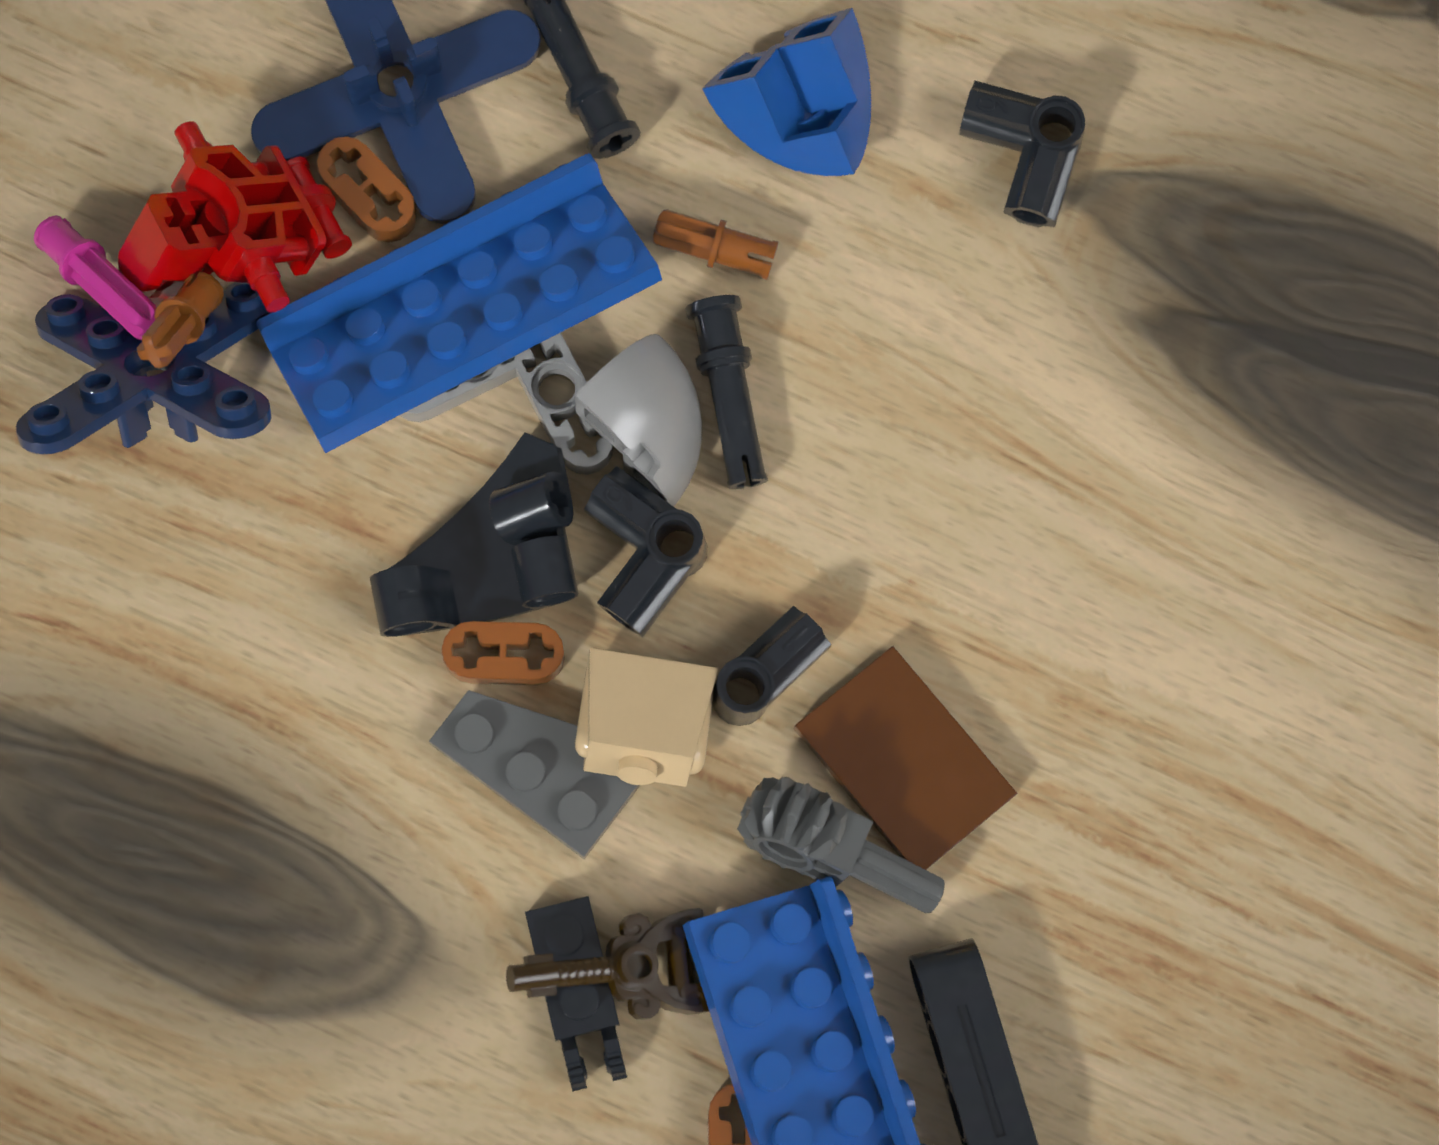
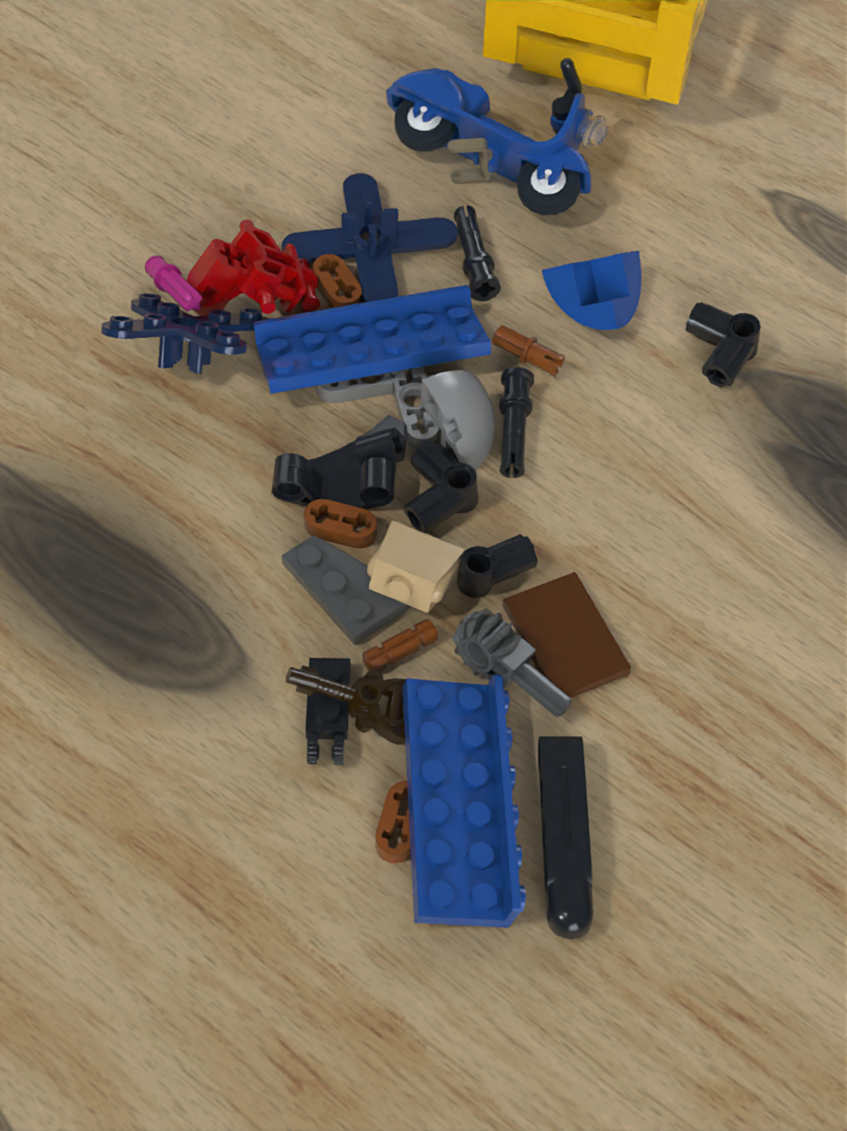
camera: 20 degrees right, 20 degrees down
(180, 319) = (212, 301): dark orange axle -> none
(657, 849) = (400, 645): none -> dark orange axle

